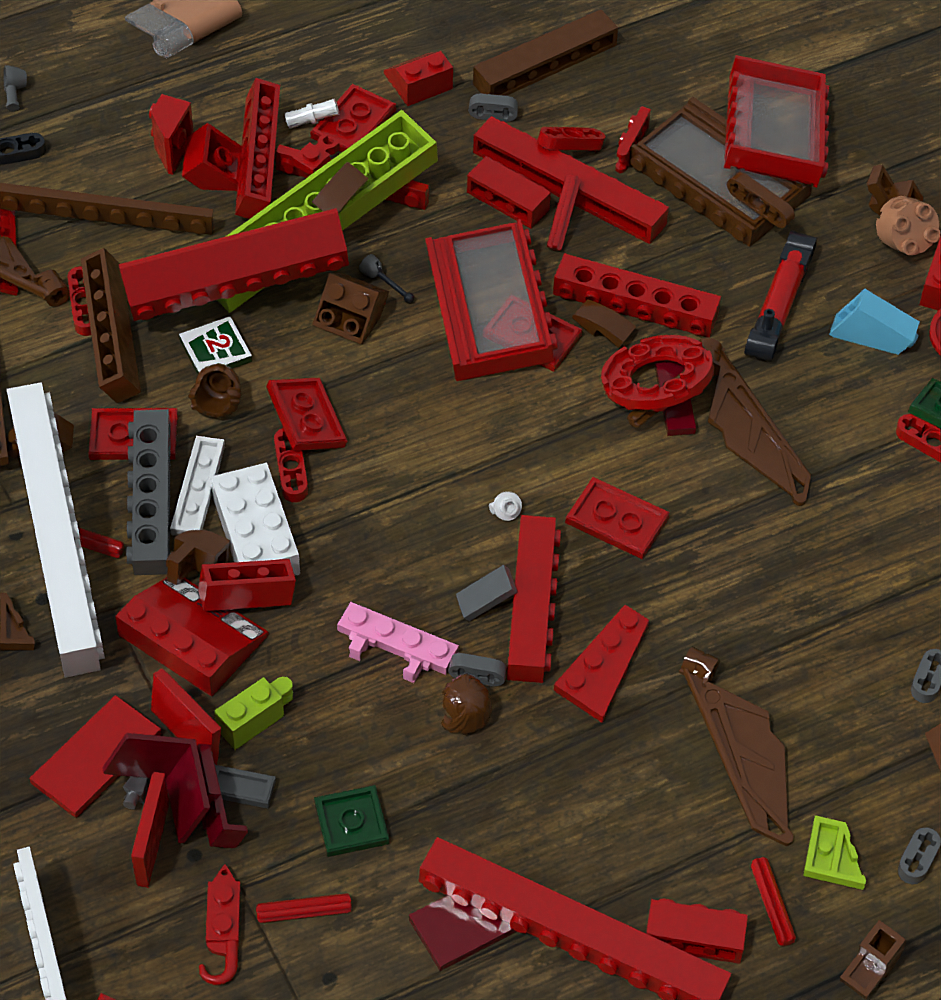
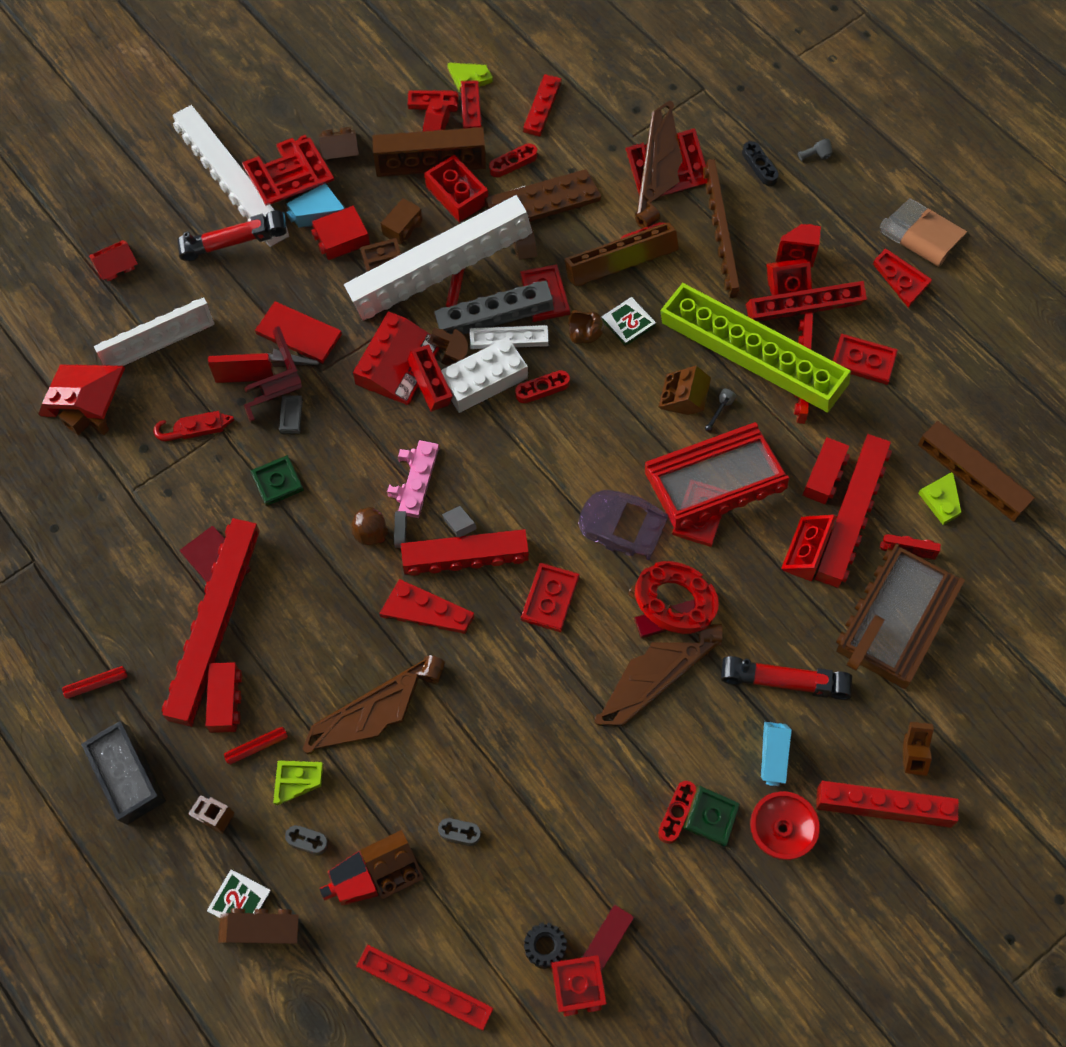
camera: 80 degrees right, 10 degrees up
(182, 713) = (322, 368): red tile -> none
(234, 264) = (675, 305): red slope -> none
(246, 52) = (901, 276): none -> red wing
(253, 710) = (341, 405): lime brick -> none
(303, 907) = (210, 466): red axle -> none
(306, 414) = (584, 385): red tile -> none
(312, 113) = (855, 329): white pin -> none
(315, 156) = (806, 335): red plate -> none
(340, 188) = (760, 348): reddish brown slope -> none
(421, 77) = (921, 391): red slope -> none
(493, 106) = (908, 445): dark grey beam -> none
(506, 506) = (540, 524): white plate -> none
(517, 436) = (603, 513): none -> clear purple slope
(563, 212) = (814, 509): red axle -> none
(571, 97) = (942, 498): none -> lime wing
(571, 138) = (887, 486): red beam -> none
(598, 317) = (721, 557): reddish brown slope -> none
(610, 230) = (808, 545): none -> red slope
(637, 295) = (753, 625): red brick -> none
(777, 121) = (959, 645): window -> none
(908, 225) = (881, 761): nougat brick -> none

